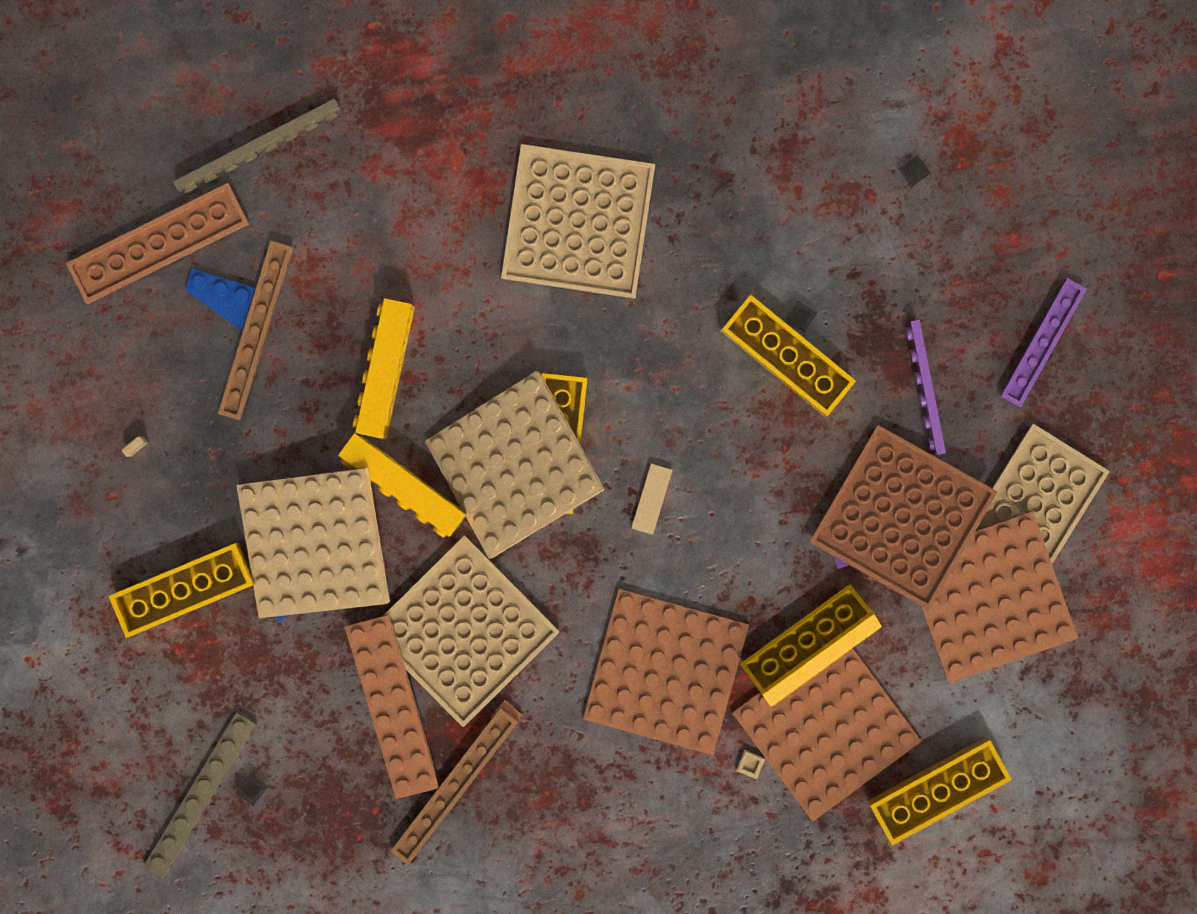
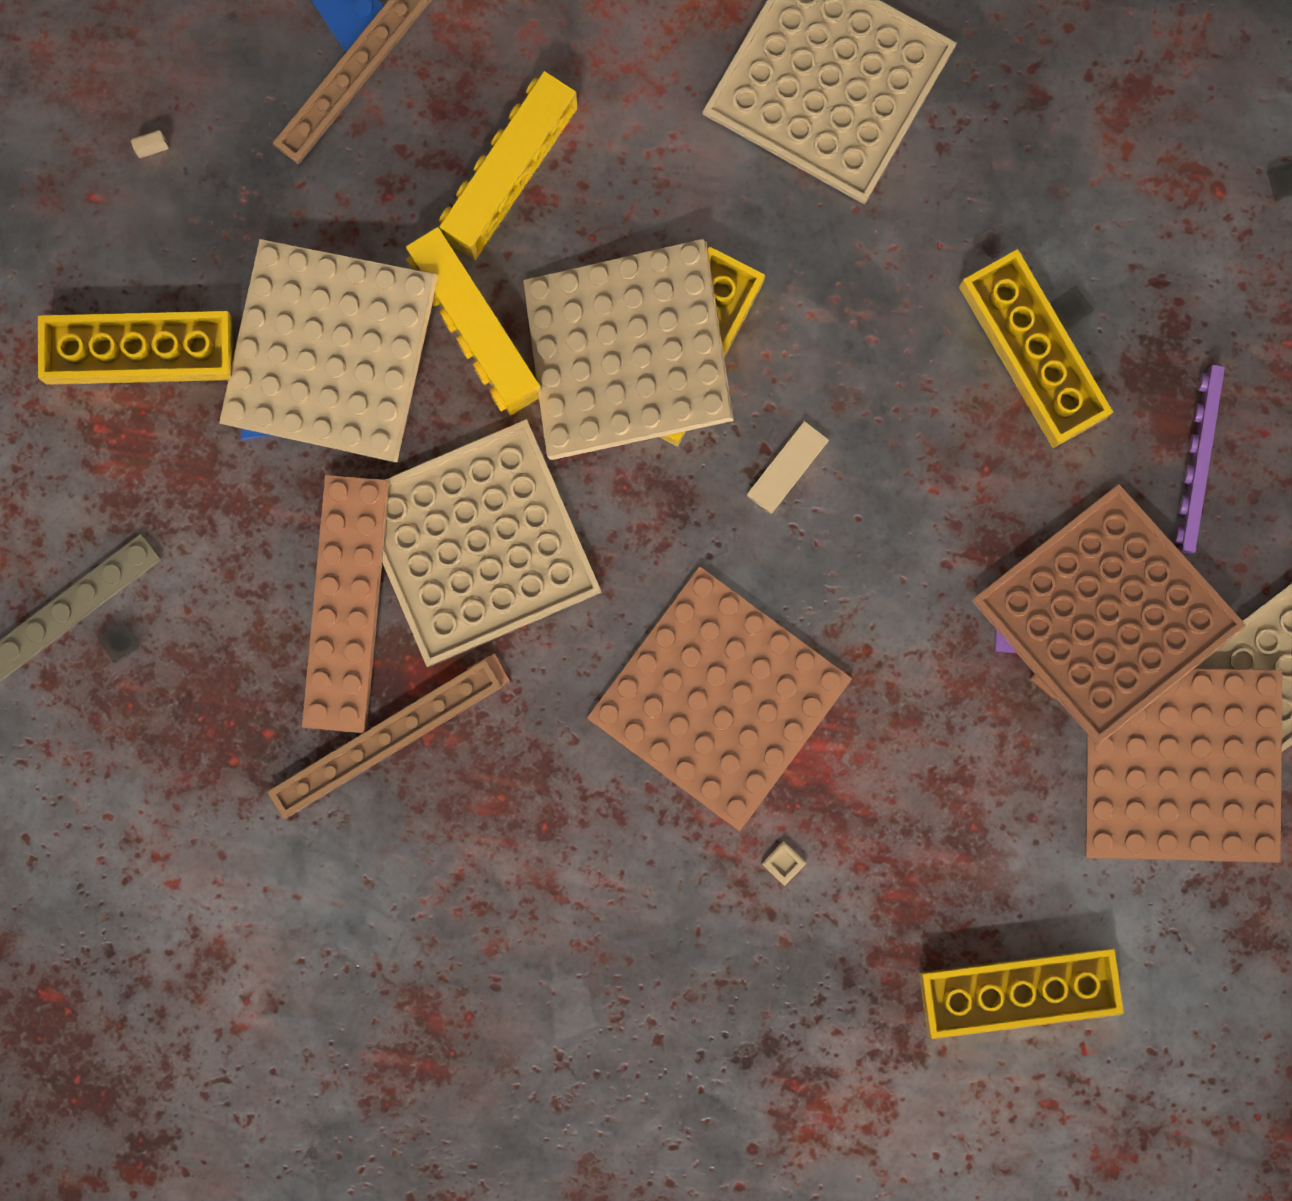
camera: 20 degrees right, 5 degrees down
(811, 645) = (924, 733): yellow brick -> none
(829, 733) = (903, 853): nougat plate -> none

